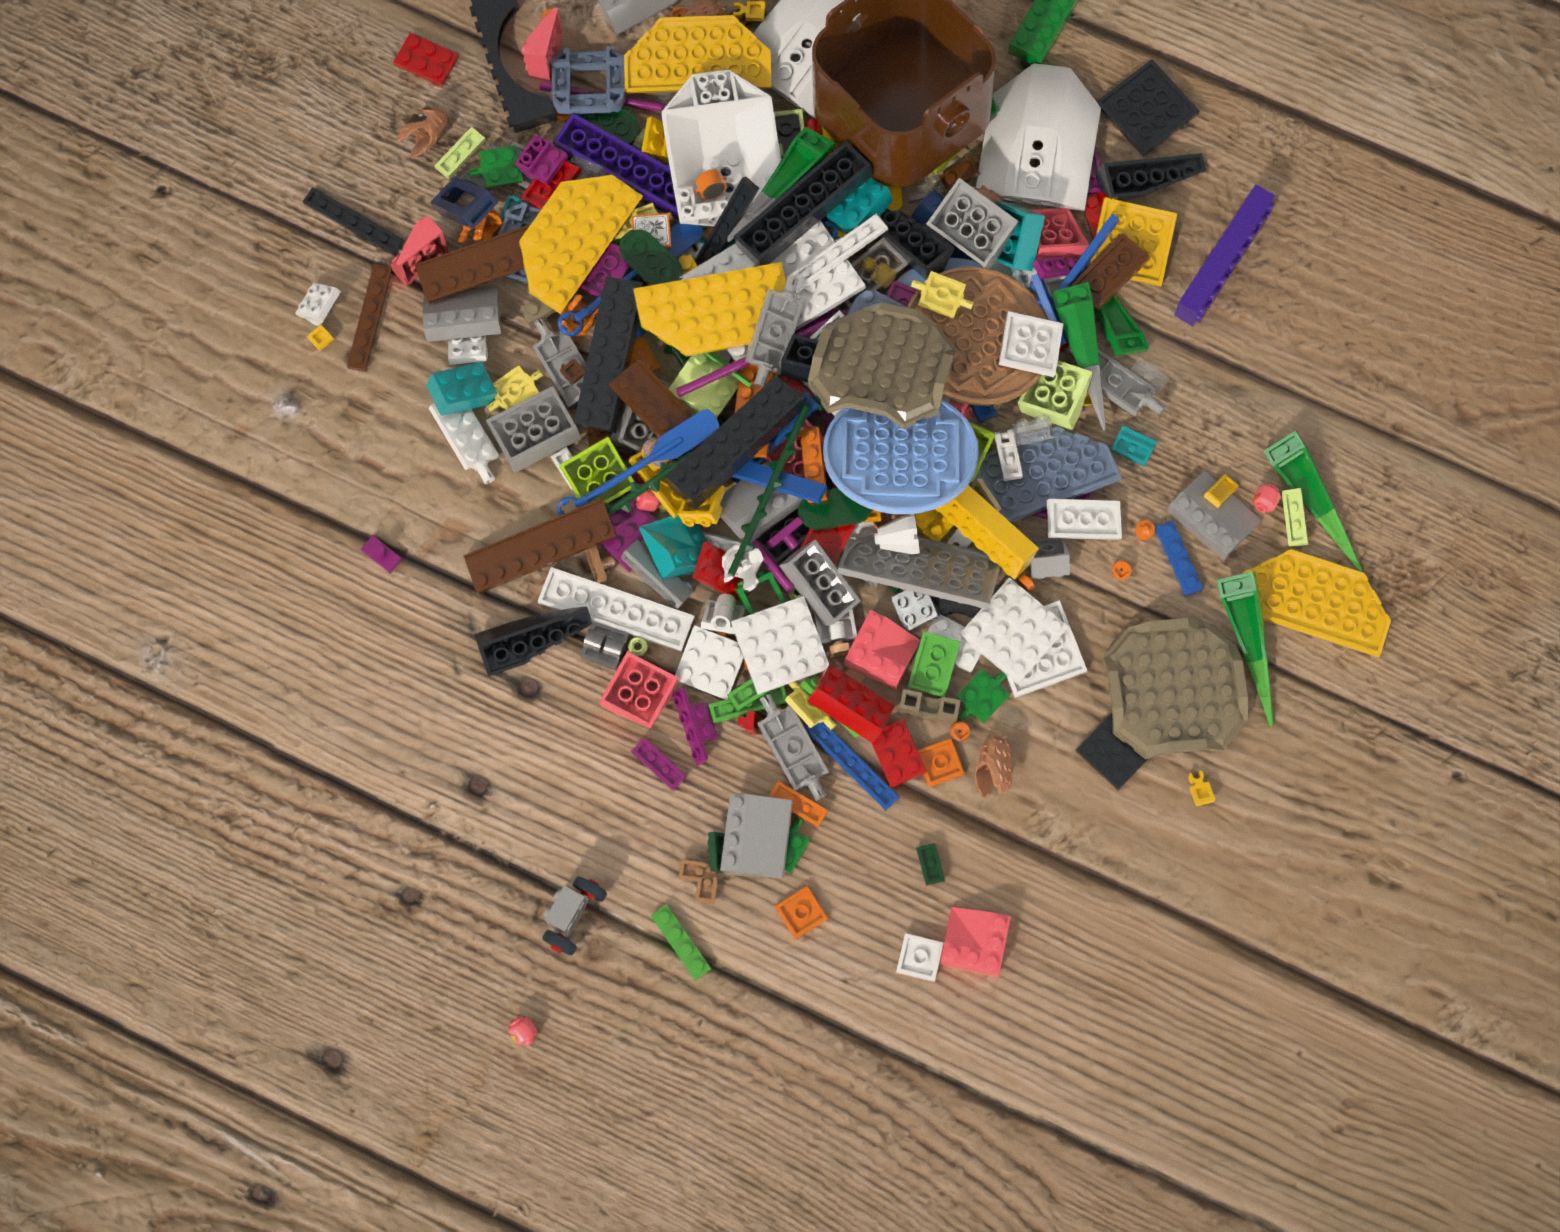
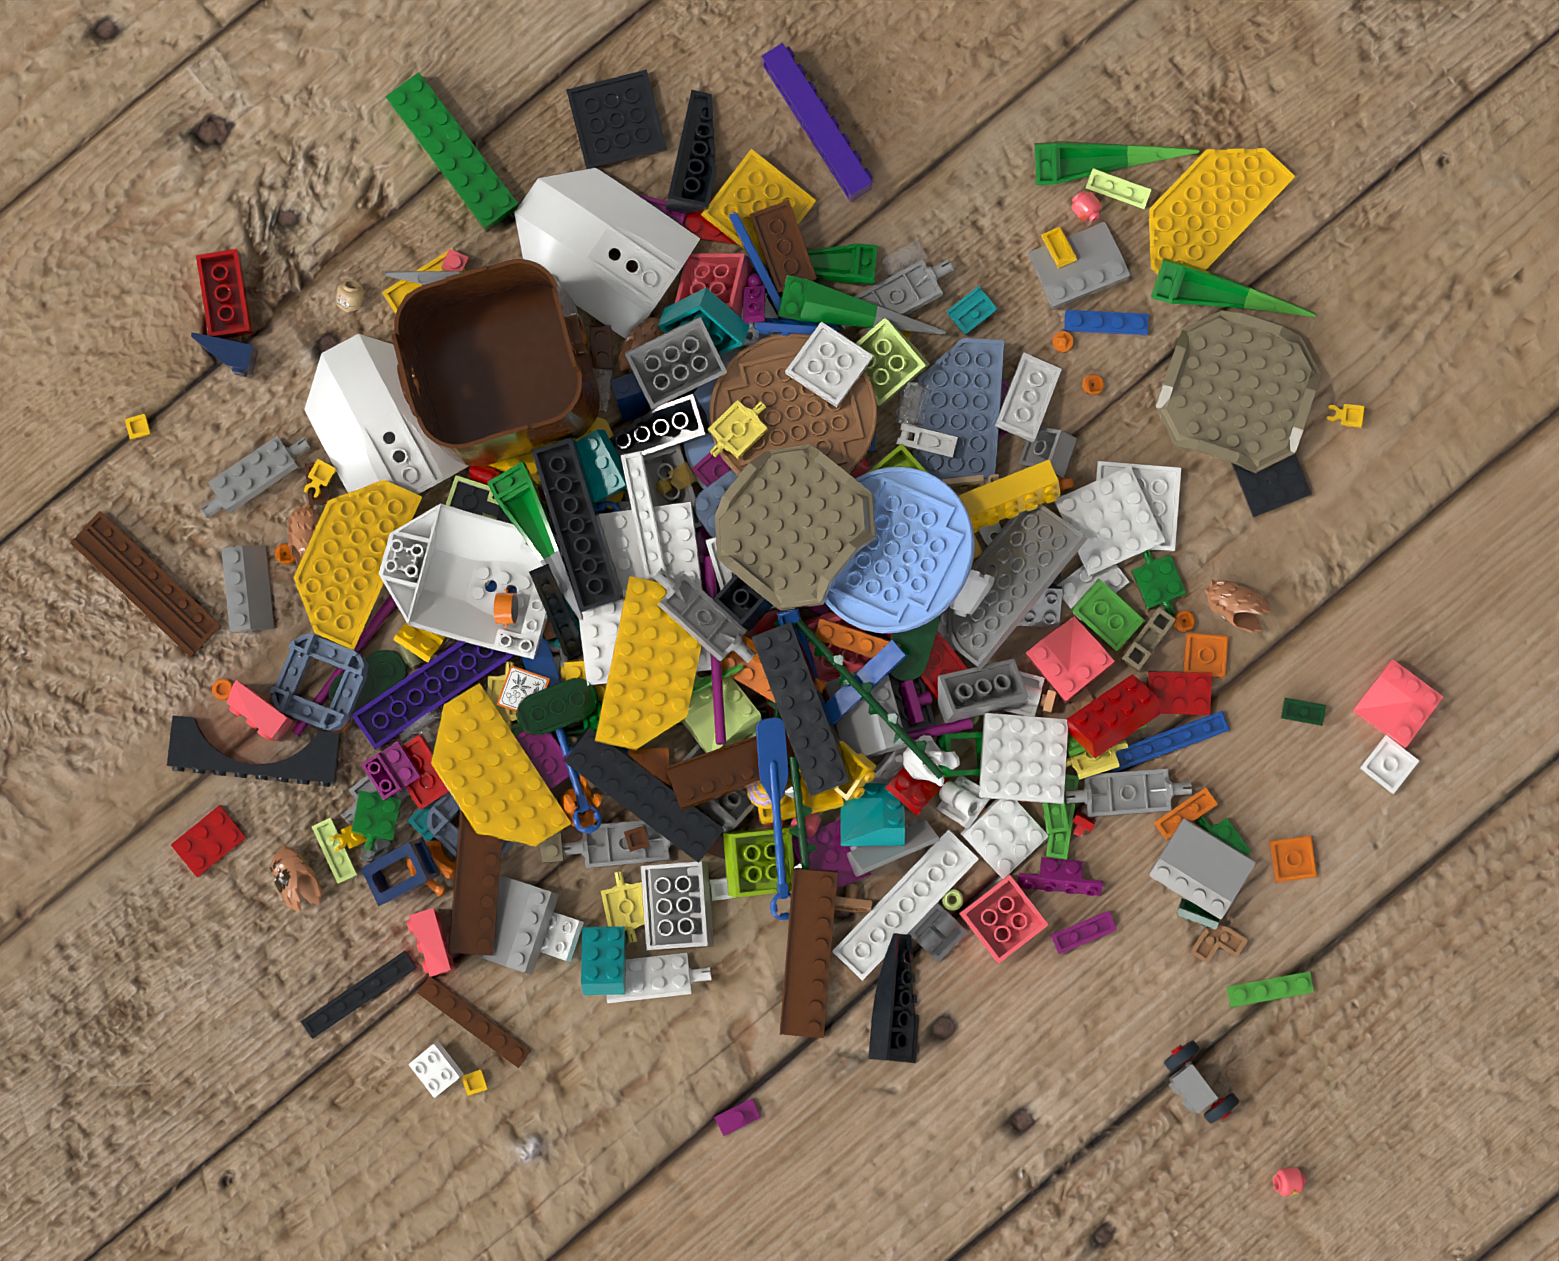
camera: 65 degrees left, 10 degrees up
(474, 159) = (351, 839): none -> yellow plate

